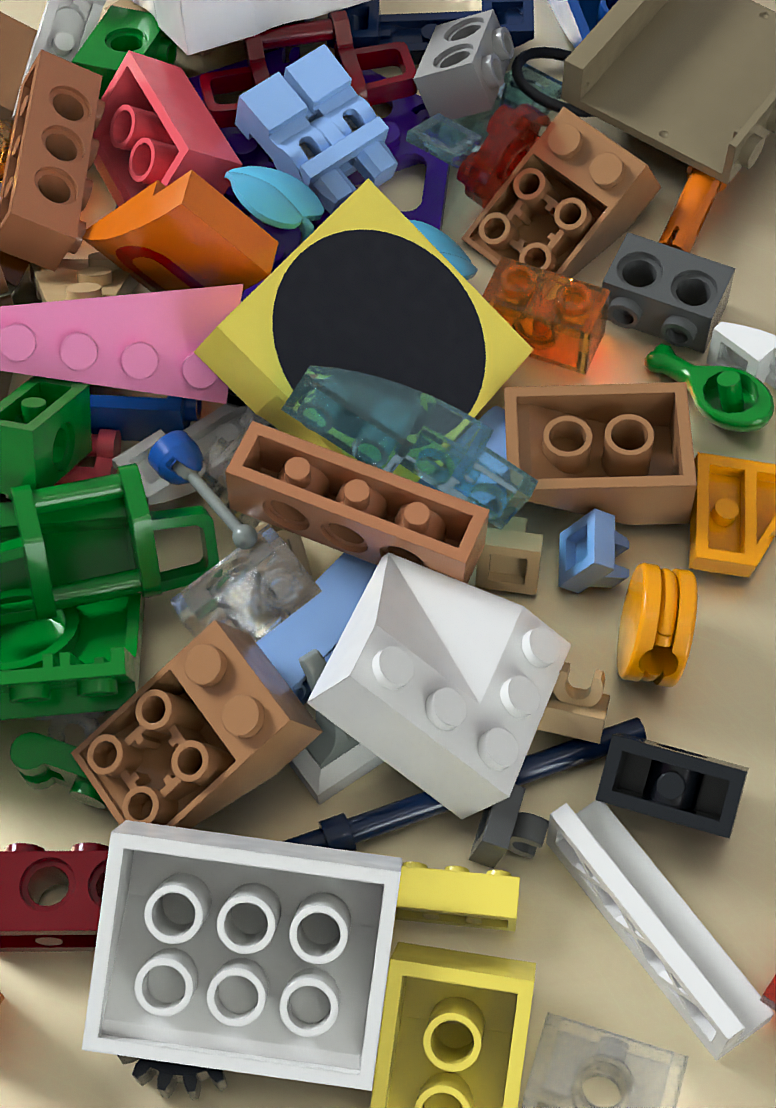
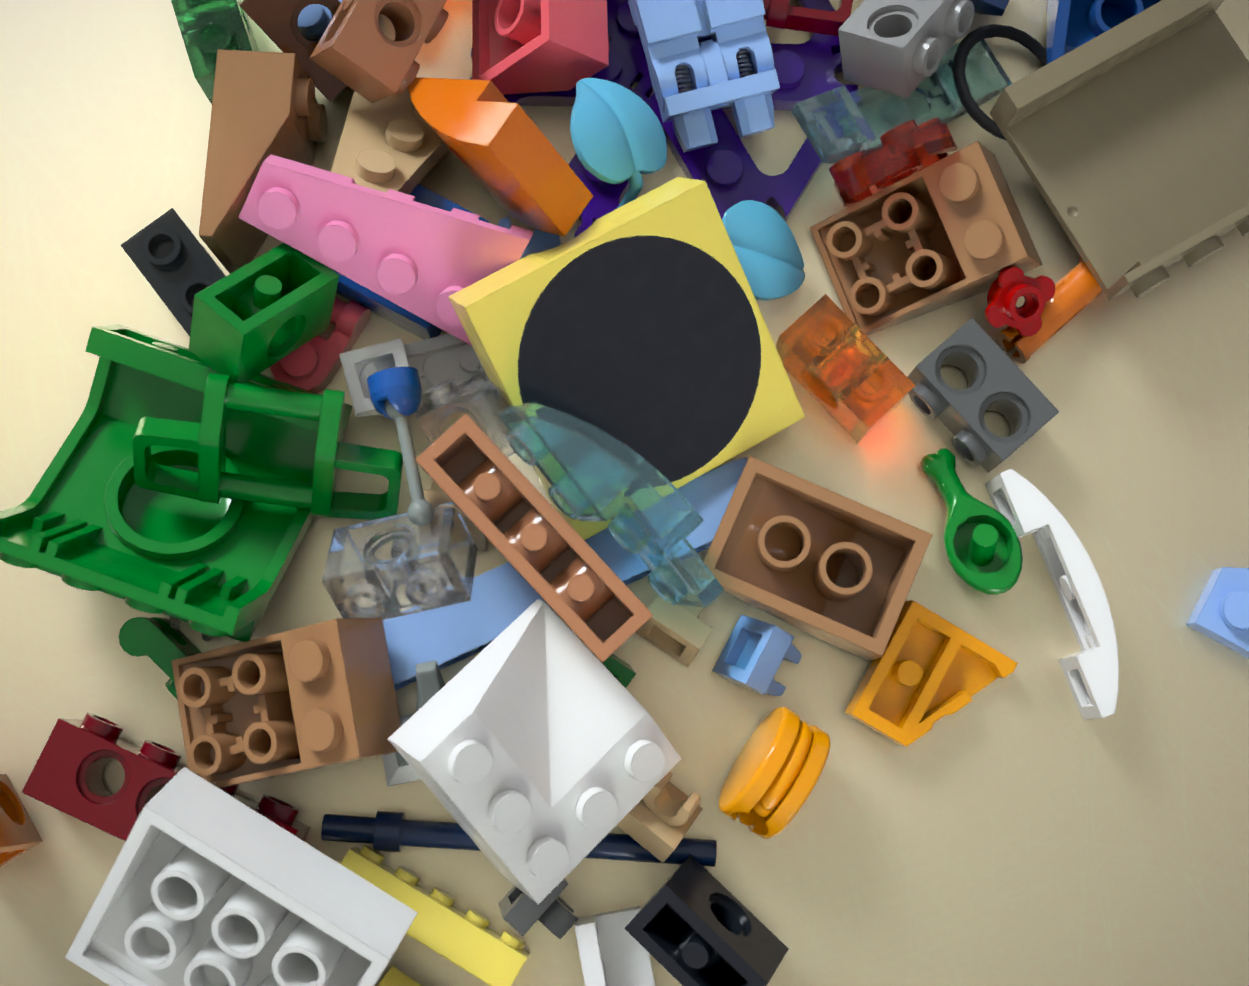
camera: 20 degrees right, 20 degrees up
(646, 214) = (1006, 291): none -> red plate

